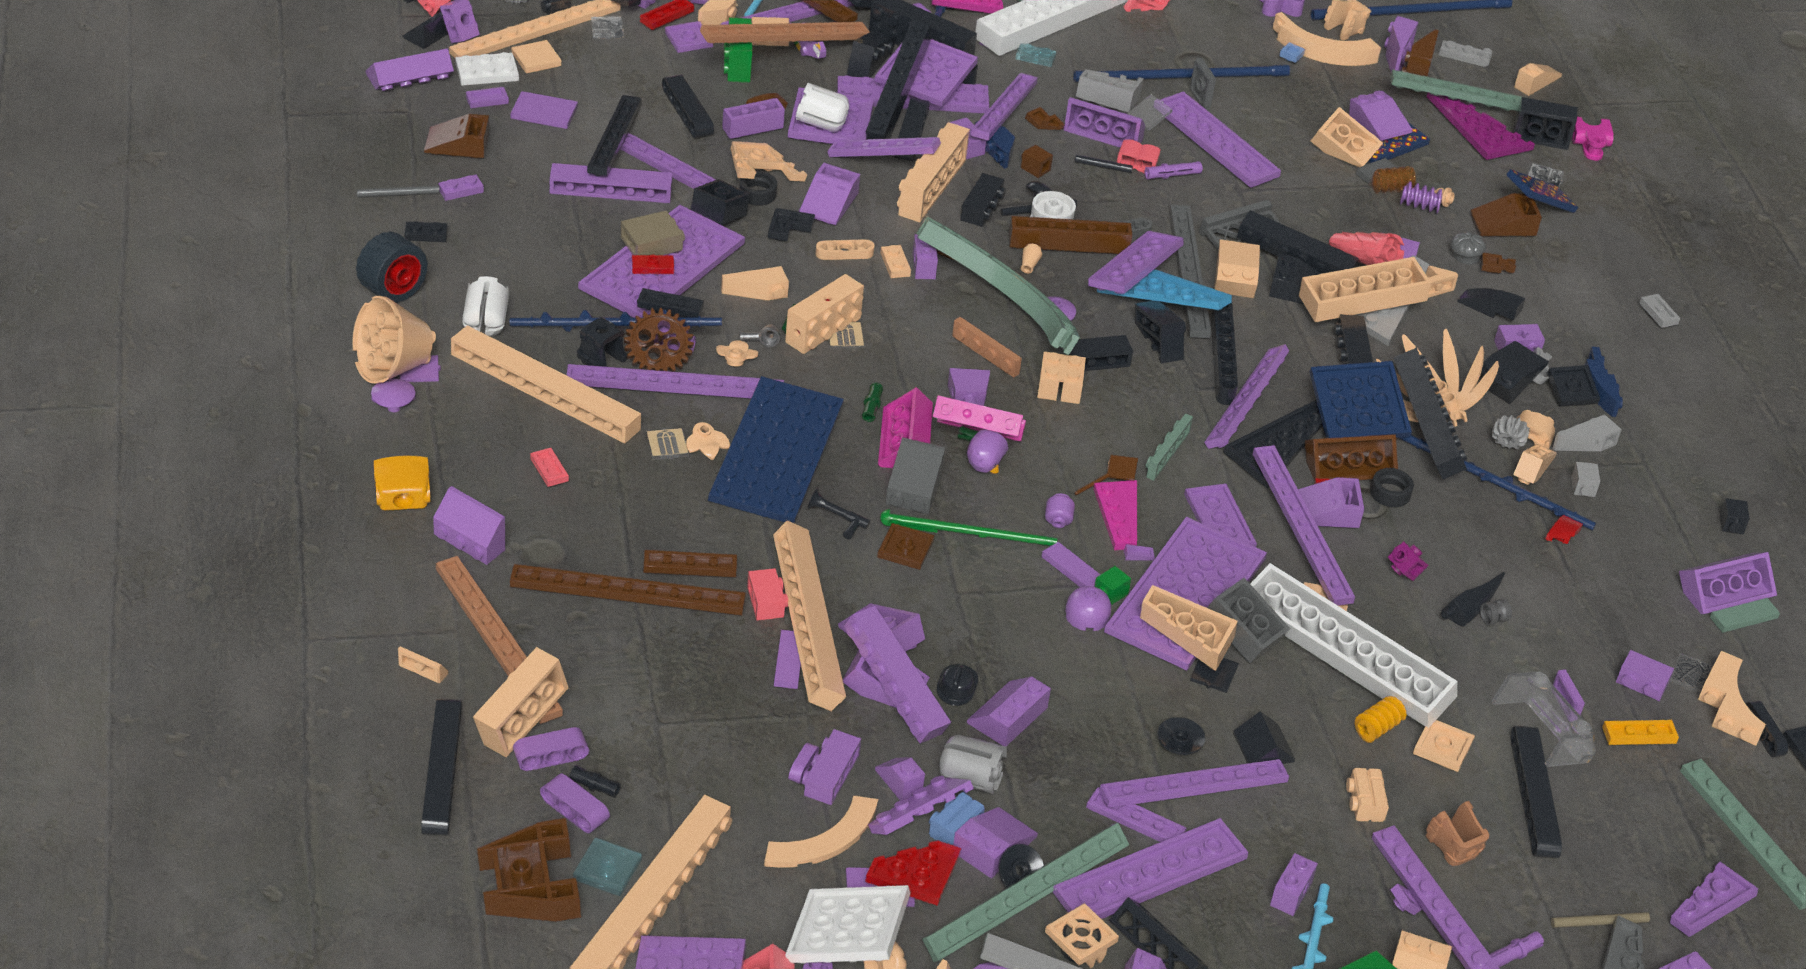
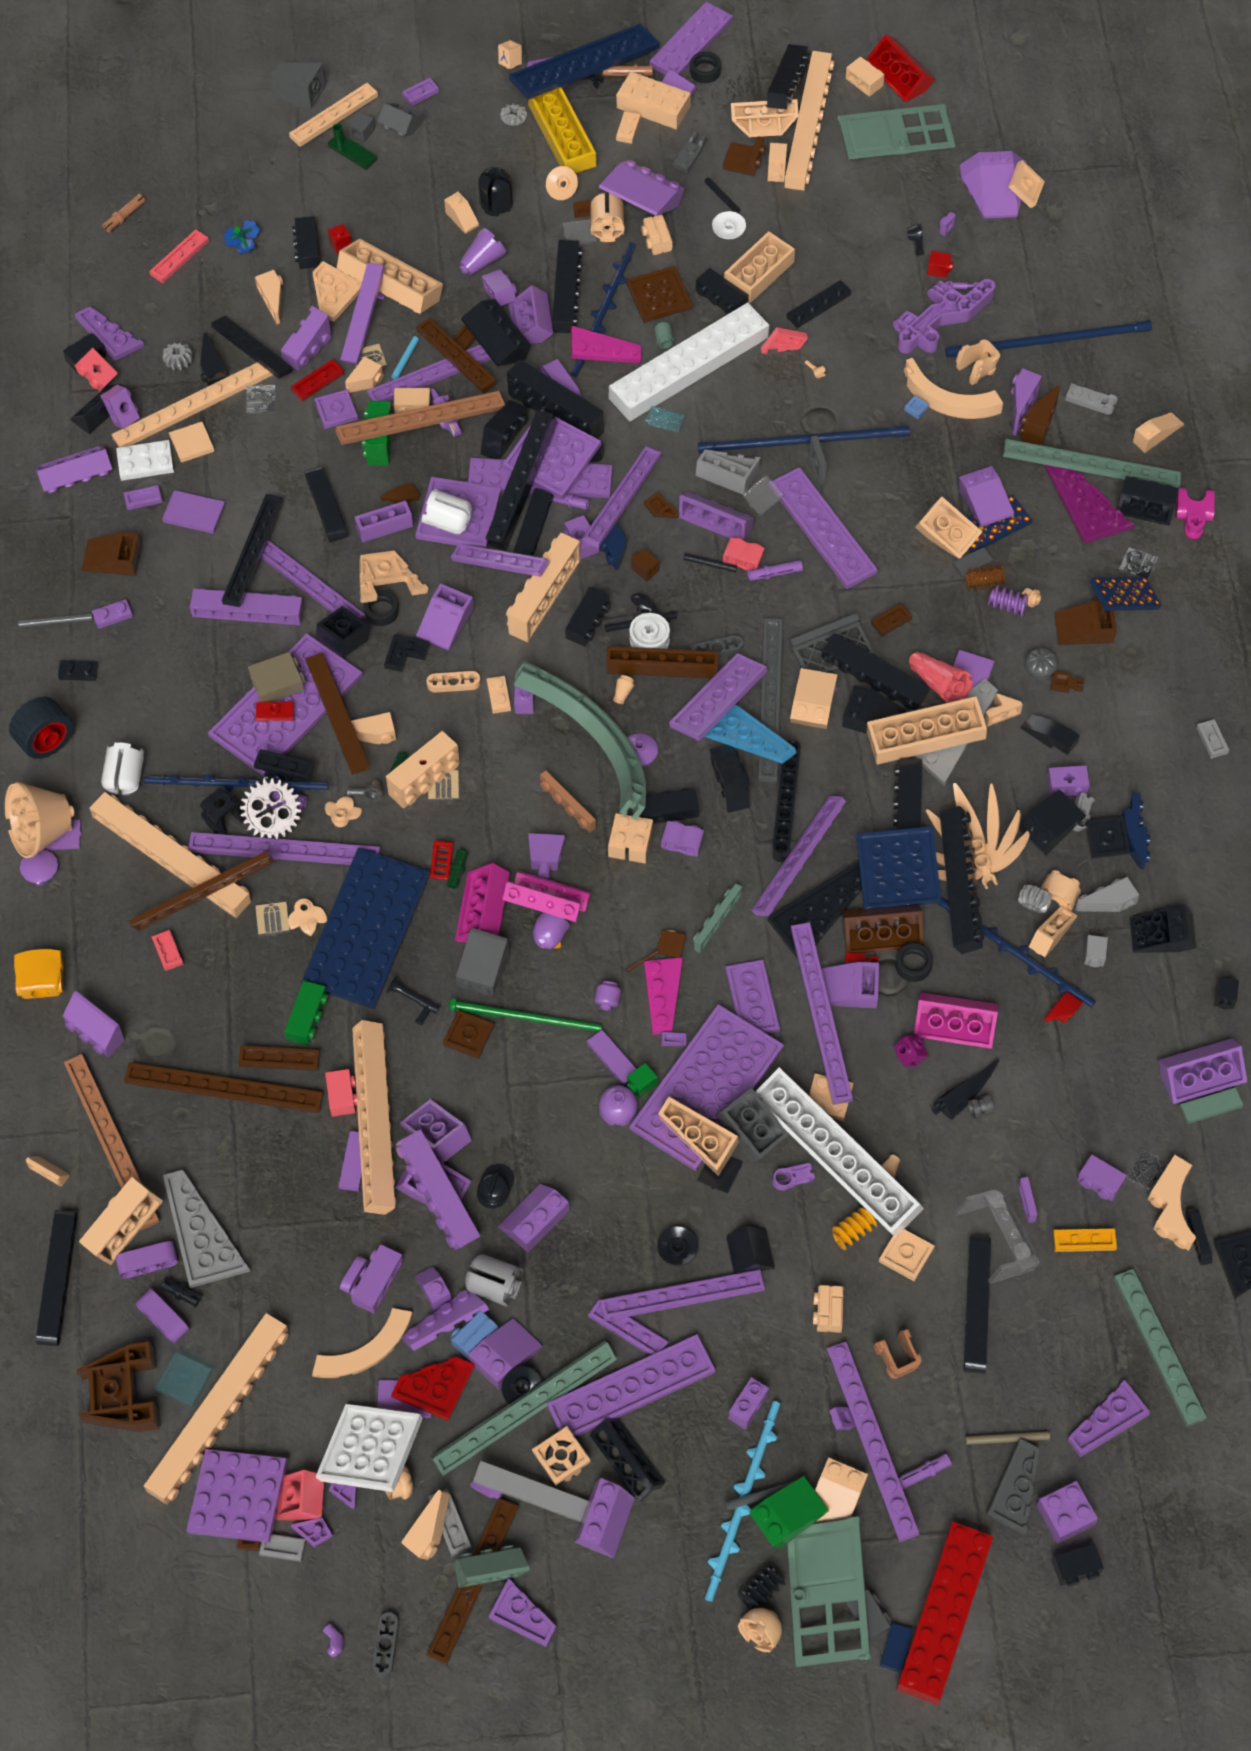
camera: 10 degrees right, 20 degrees up
(588, 407) = (201, 891): none -> reddish brown tile
(614, 729) = (202, 1241): none -> light grey wing
(717, 522) = (306, 1013): none -> green brick
(724, 265) = (337, 714): none -> reddish brown tile
(853, 382) = (443, 846): none -> red slope
(949, 112) = (573, 501): none -> medium lavender axle
(1117, 379) = (682, 838): none -> medium lavender brick
(1185, 24) = (818, 371): none -> light nougat hand
(1302, 673) = (796, 1175): none -> medium lavender piece
(1303, 211) = (891, 620): none -> reddish brown plate
(1451, 536) = (955, 1020): none -> dark pink slope
(1653, 463) = (1163, 931): none -> black slope

